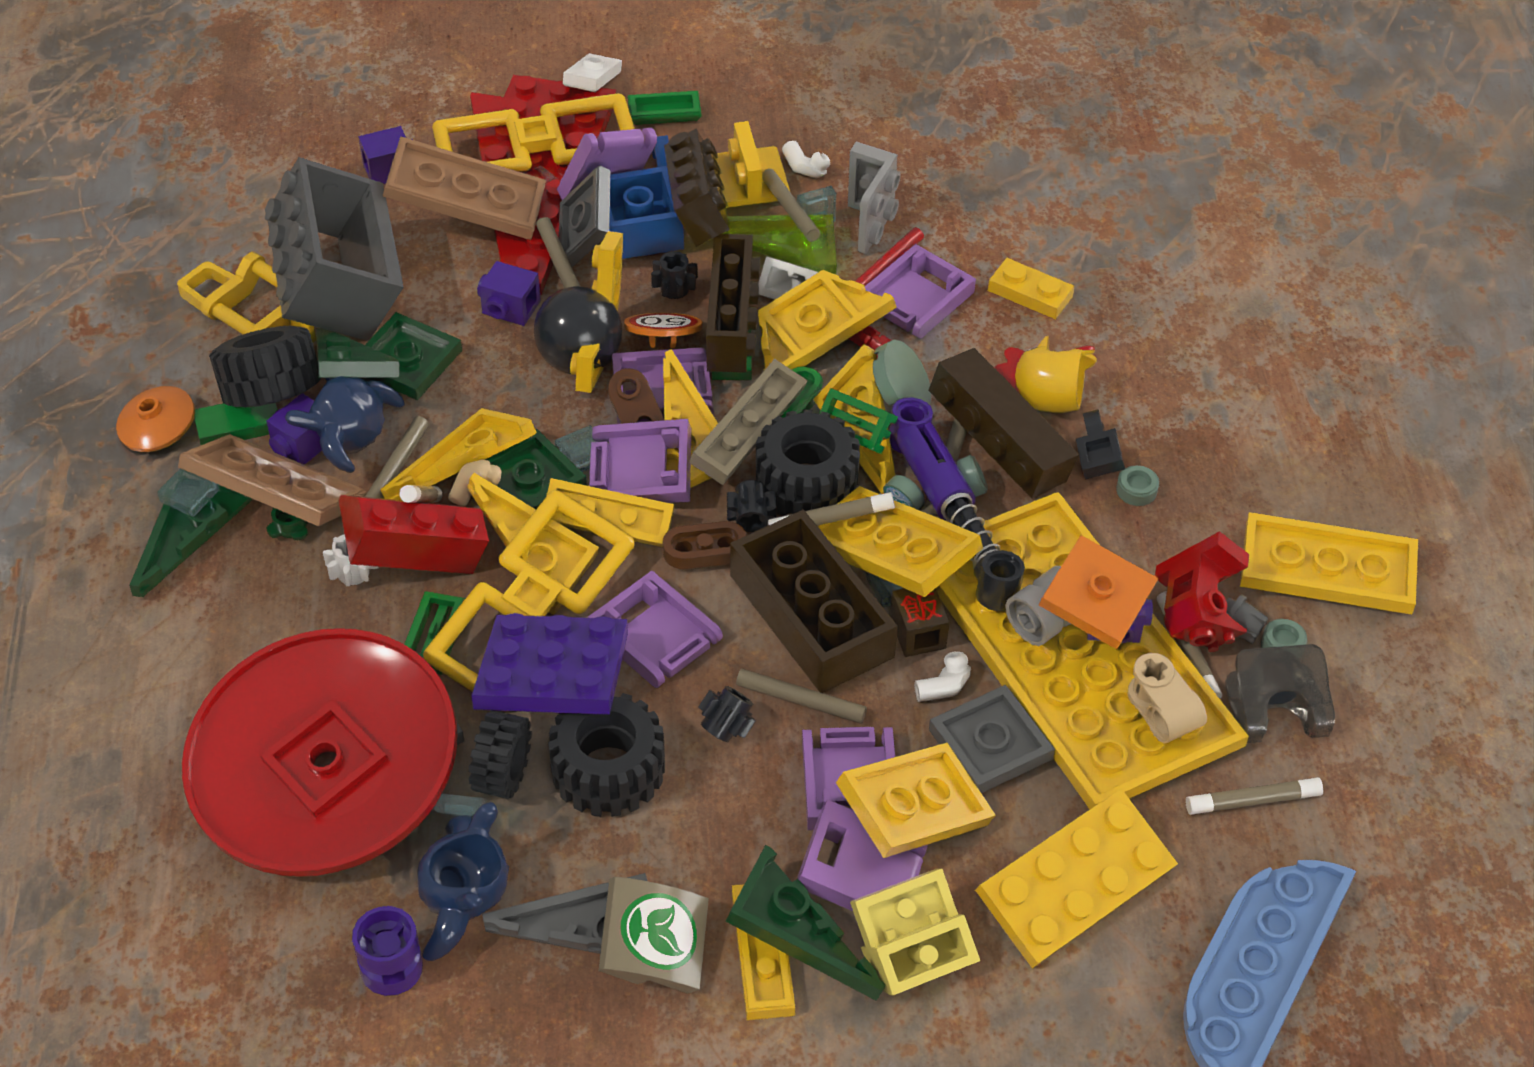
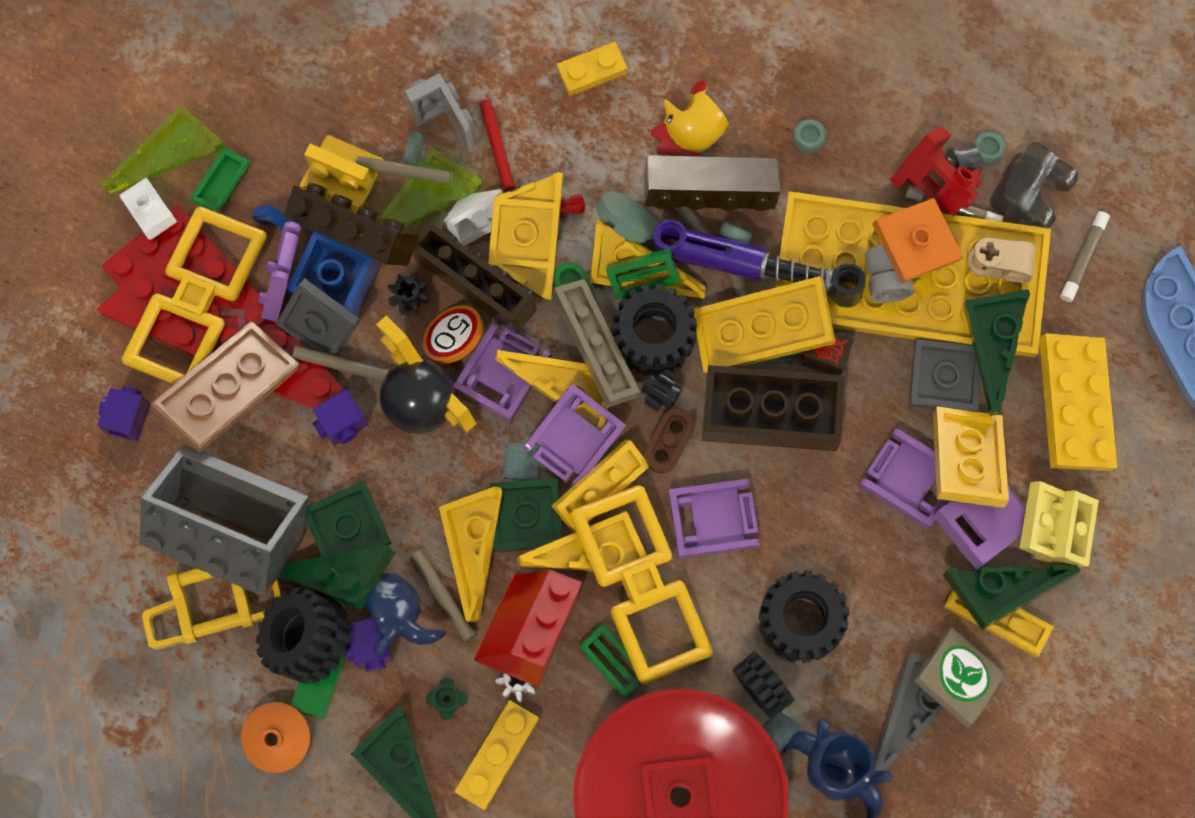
camera: 50 degrees left, 25 degrees up
(187, 492) = (378, 755): clear light blue tile -> none
(260, 593) = (497, 755): none -> yellow plate
(269, 478) = (407, 691): medium nougat tile -> none
(420, 494) = (512, 603): bar -> none
(459, 493) = (507, 554): tan arm -> none
(551, 664) = (721, 609): dark purple plate -> none
(634, 406) = (523, 404): reddish brown plate -> none
(668, 59) = (172, 145): none -> clear neon green wing
(726, 714) = (821, 522): black gear -> none
(800, 164) = (357, 129): white arm -> none
(801, 695) = (829, 464): dark tan bar -> none
(848, 509) = (710, 345): dark tan bar -> none
(905, 491) = (720, 286): sand green tile -> none
(918, 300) = (542, 149): medium lavender container -> none
(948, 682) = (882, 367): white arm -> none
(1072, 742) = (994, 333): none -> dark green wing
(1100, 449) = (770, 139): black plate -> none
(1330, 563) = (955, 75): yellow plate -> none

